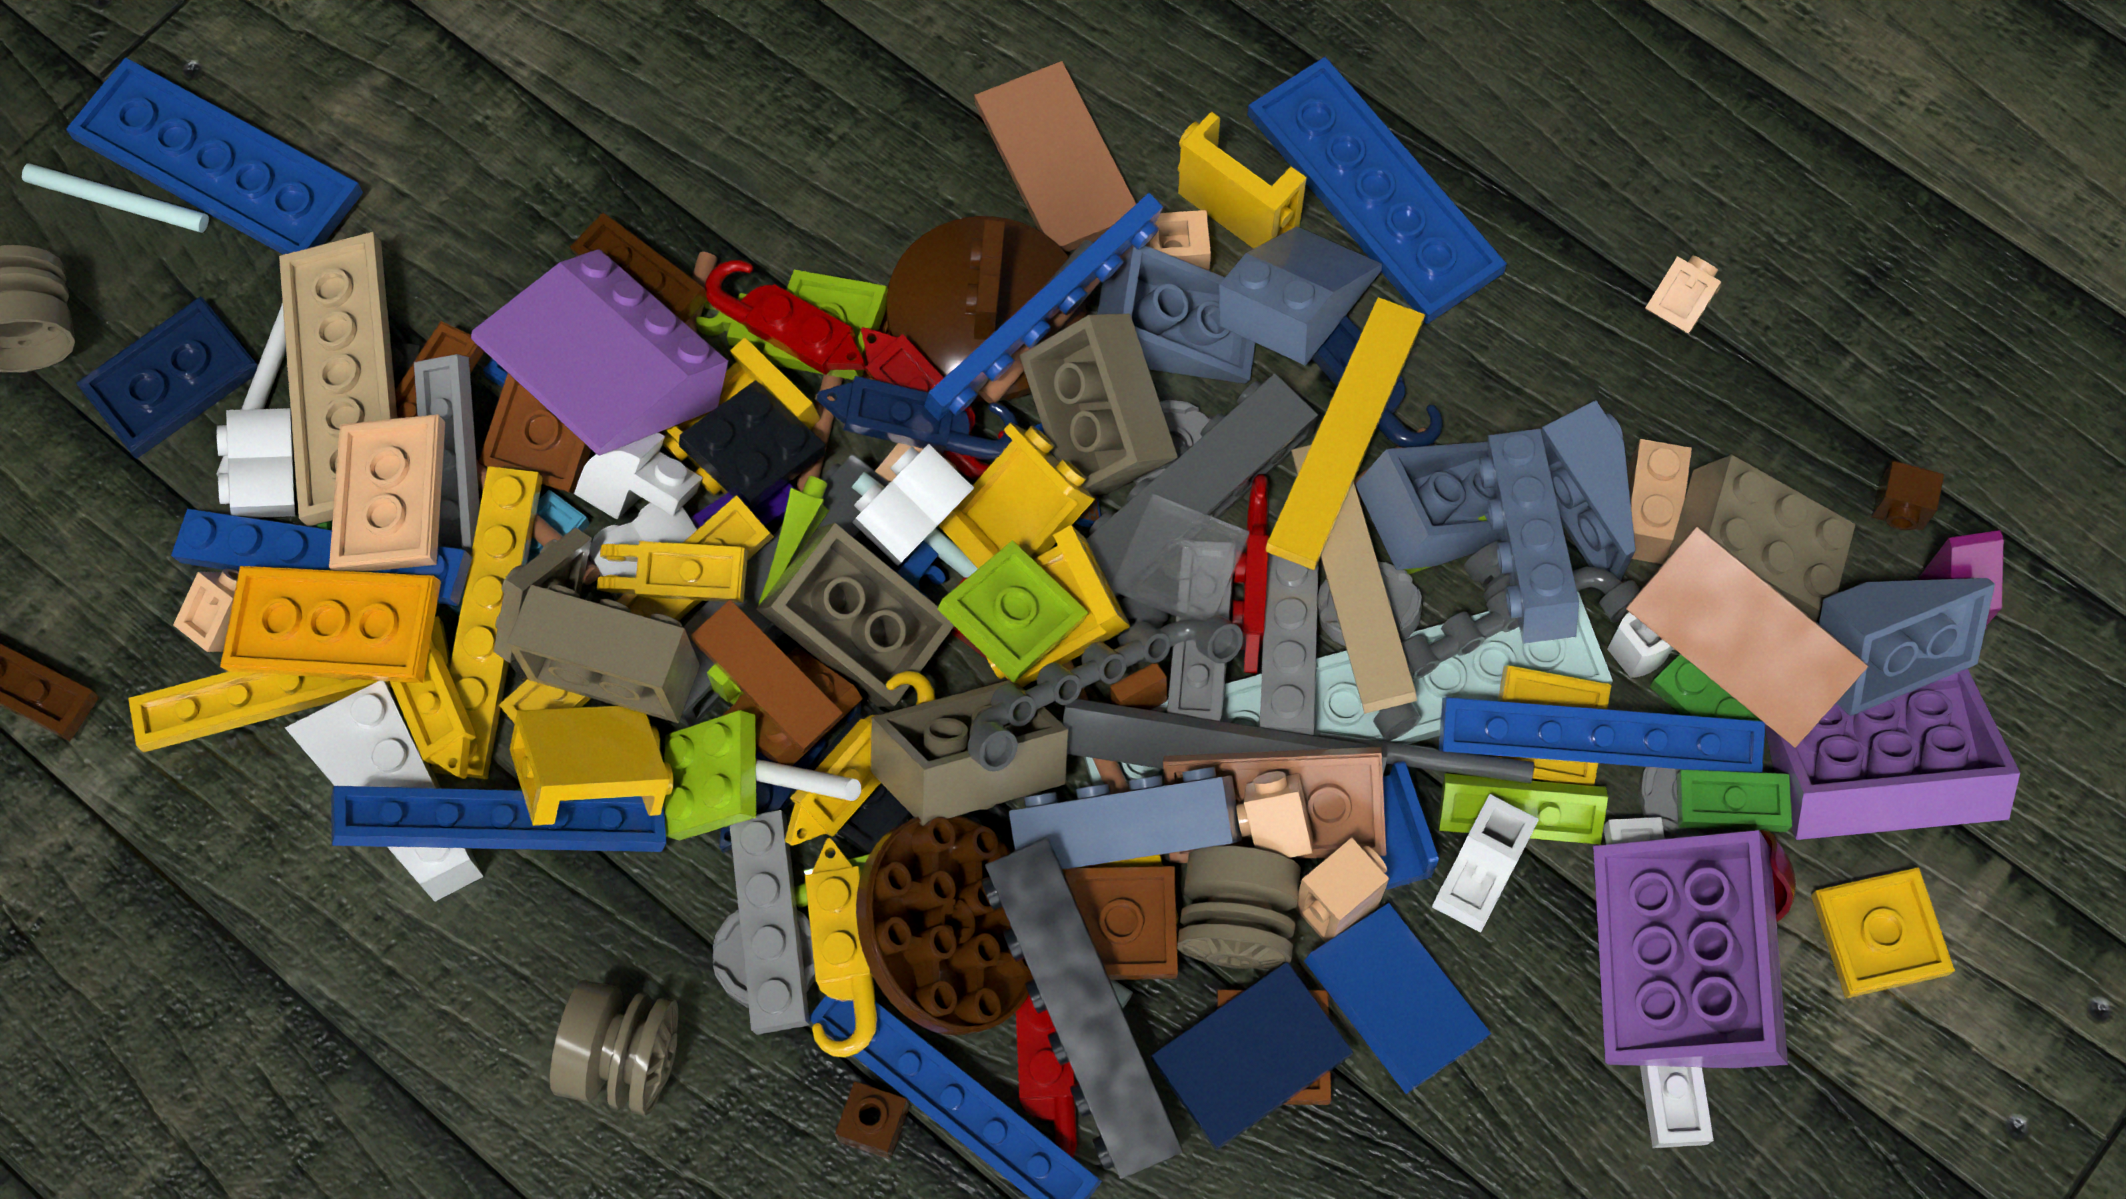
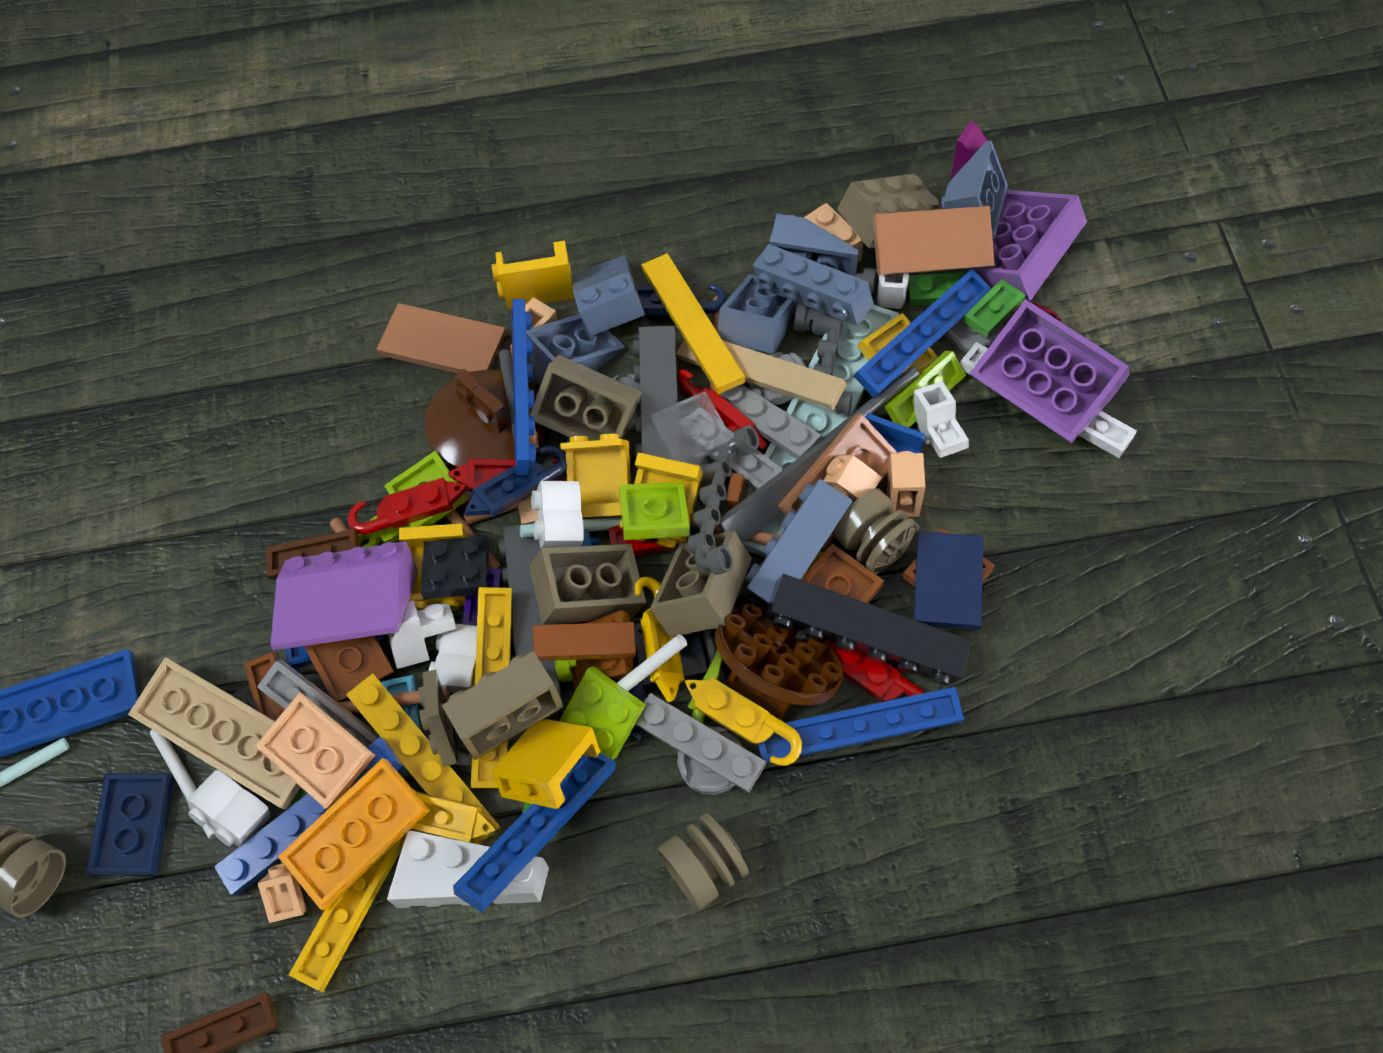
camera: 45 degrees left, 5 degrees down
(678, 571) = (490, 643): yellow hinge -> none
(801, 519) = (514, 568): lime piece -> none
(878, 1138) = (837, 782): reddish brown plate -> none
(1376, 189) = (587, 231): blue plate -> none
(1397, 997) = (970, 504): blue tile -> none
(1685, 293) = (750, 158): light nougat bracket -> none
(1882, 933) = (1094, 304): yellow tile -> none
(1907, 496) = (915, 151): reddish brown plate -> none

